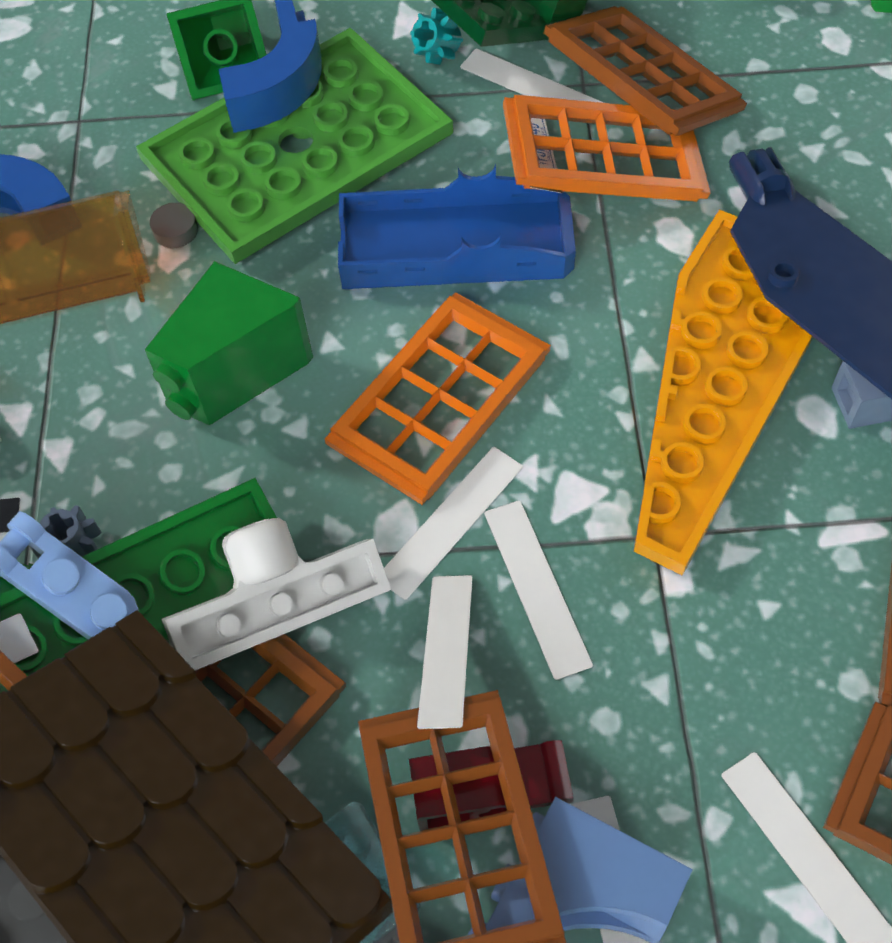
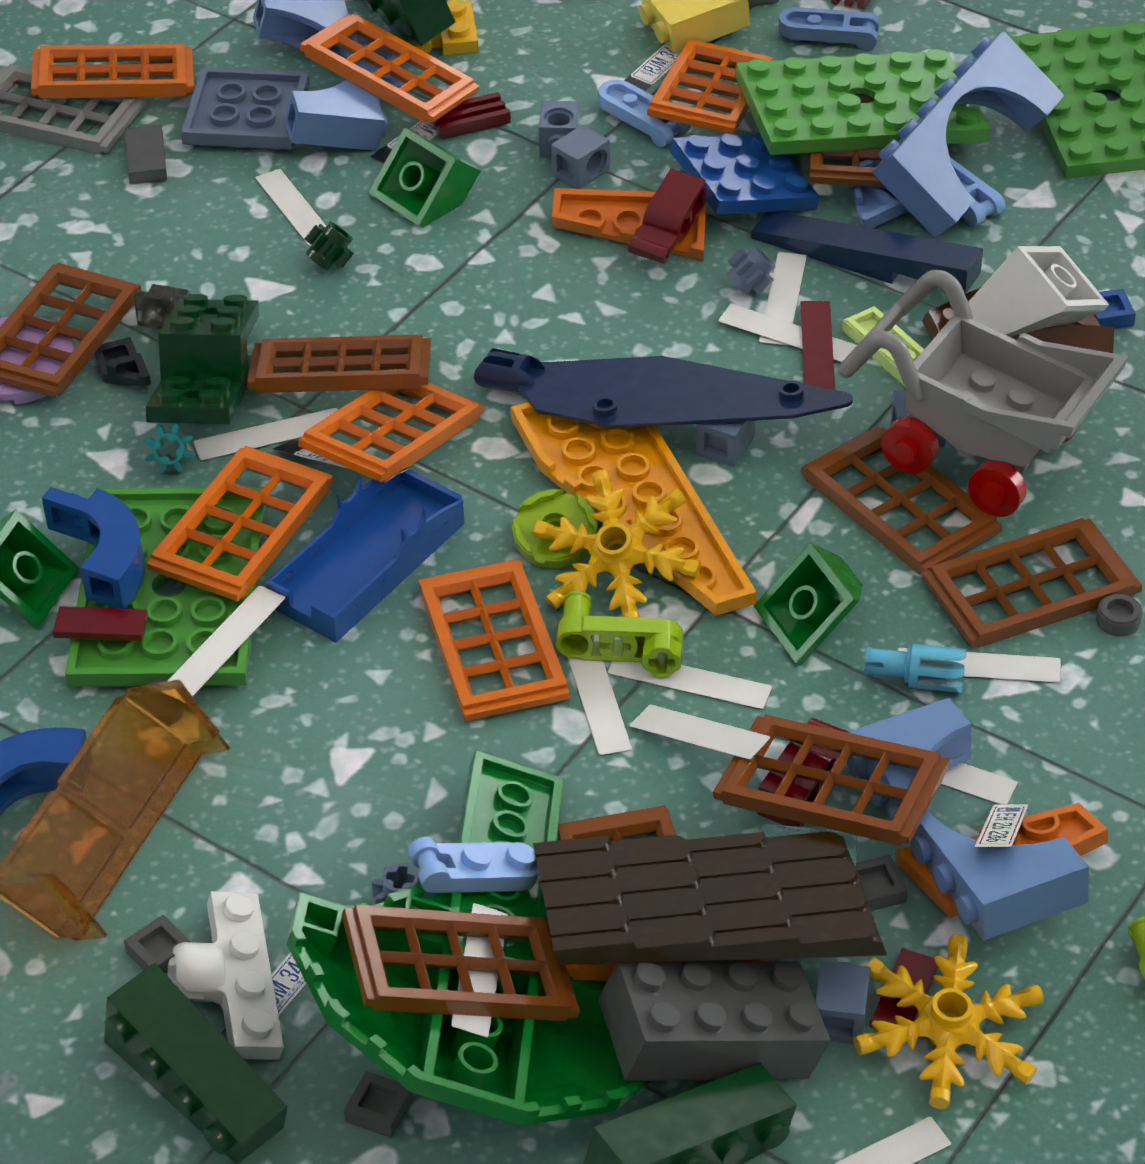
camera: 55 degrees left, 15 degrees down
(197, 128) = (100, 623): none -> dark red piece
(227, 344) = (340, 706): green slope -> none
(254, 215) = (227, 638): none -> white sticker
(273, 592) = (572, 781): white plate -> none
(473, 115) = (234, 587): none -> orange piece
(539, 524) = (645, 640): none -> lime beam
(605, 325) = (550, 507): none -> lime plate
(621, 411) = (616, 547): none -> yellow piece
(723, 626) = (809, 600): none -> green slope
(732, 799) = (918, 671): none -> medium azure arm

